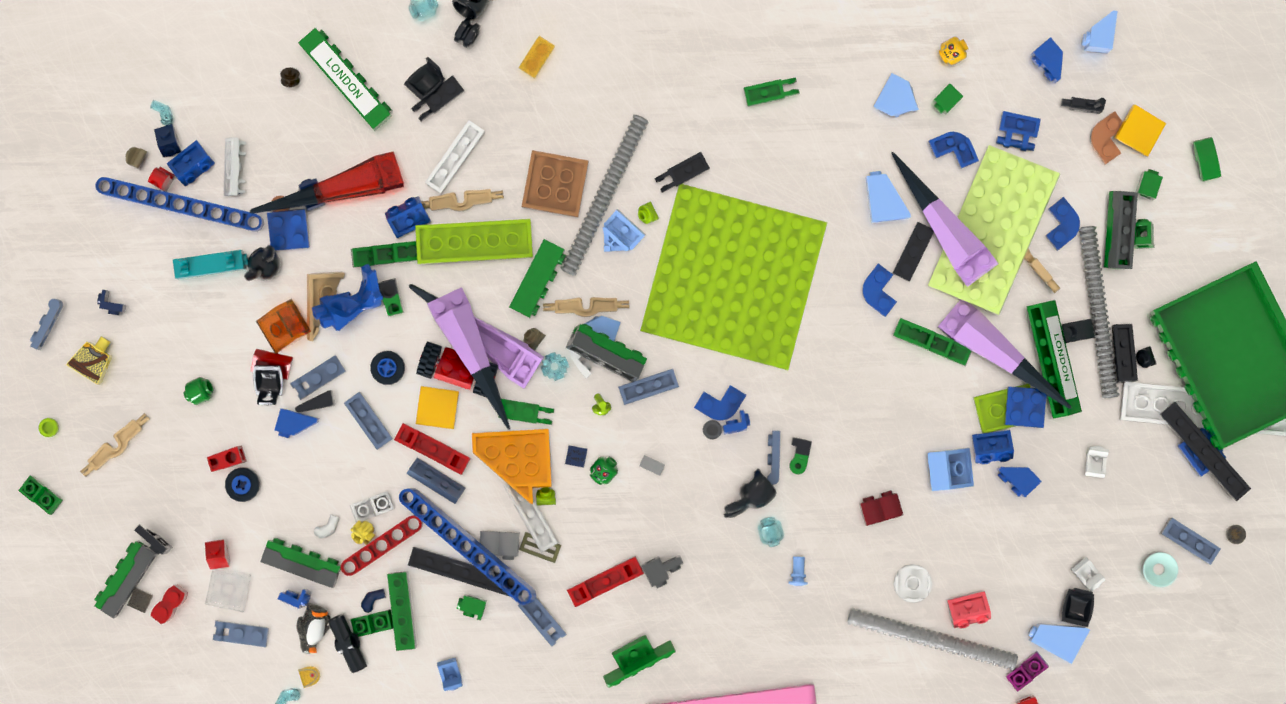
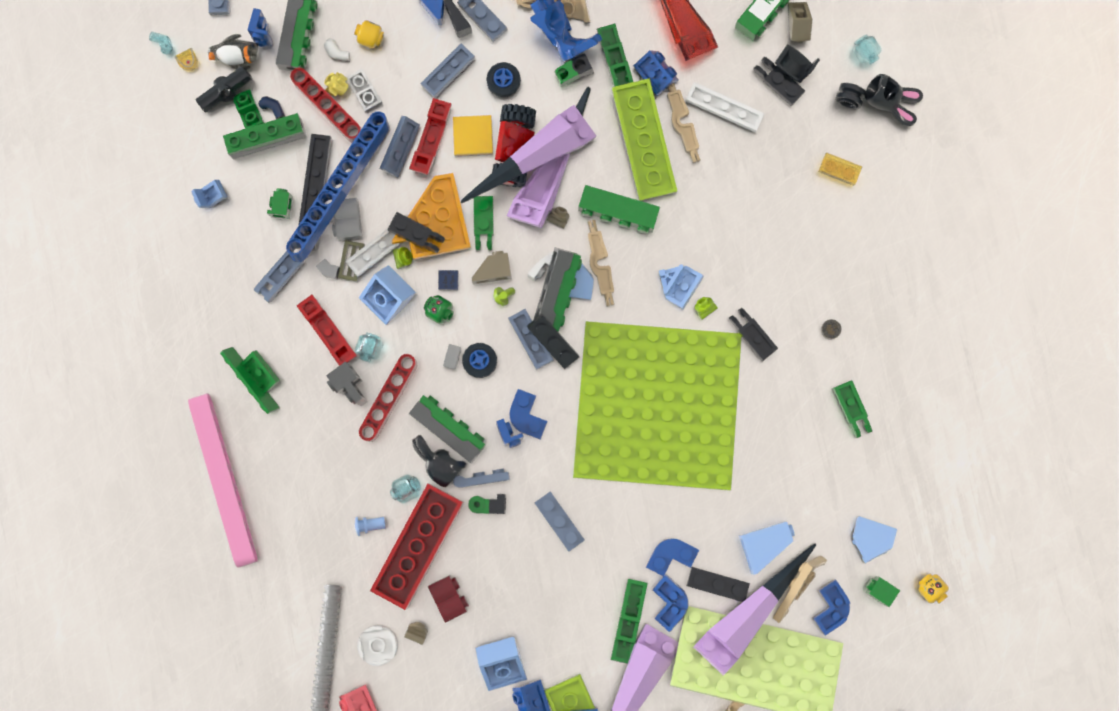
camera: 80 degrees right, 5 degrees down
(317, 492) = (369, 34): none -> yellow head
(382, 67) = (799, 21): none -> dark tan slope
(526, 480) = (414, 232): none -> black hinge
(545, 570) = (328, 270): none -> light grey piece
(555, 183) = (717, 209): medium nougat plate -> none
(562, 365) = (534, 248): clear light blue brick -> none
(573, 409) = (494, 268): none -> dark tan slope
(580, 517) = (386, 294): none -> light blue slope
(604, 194) = (715, 260): light grey piece -> none
(628, 543) = (369, 346): none -> clear light blue head
(655, 365) = (553, 341): none -> black plate
(662, 445) = (475, 354): none -> black wheel
(686, 541) = (379, 403): none -> red beam
(690, 96) = (831, 329): none -> clear smoke tile
(712, 429) = (499, 411): dark grey tile -> none
(721, 481) = (447, 429): none -> piece
(827, 390) = (559, 521): none -> sand blue plate
(827, 529) = (417, 546): none -> red brick
(907, 544) = (416, 632): none -> dark tan plate
(922, 294) = (676, 602): none -> blue plate
(928, 176) = (799, 585): none -> tan wing
(1019, 125) = (870, 671): blue plate -> none
(1050, 58) = (946, 690): blue slope -> none

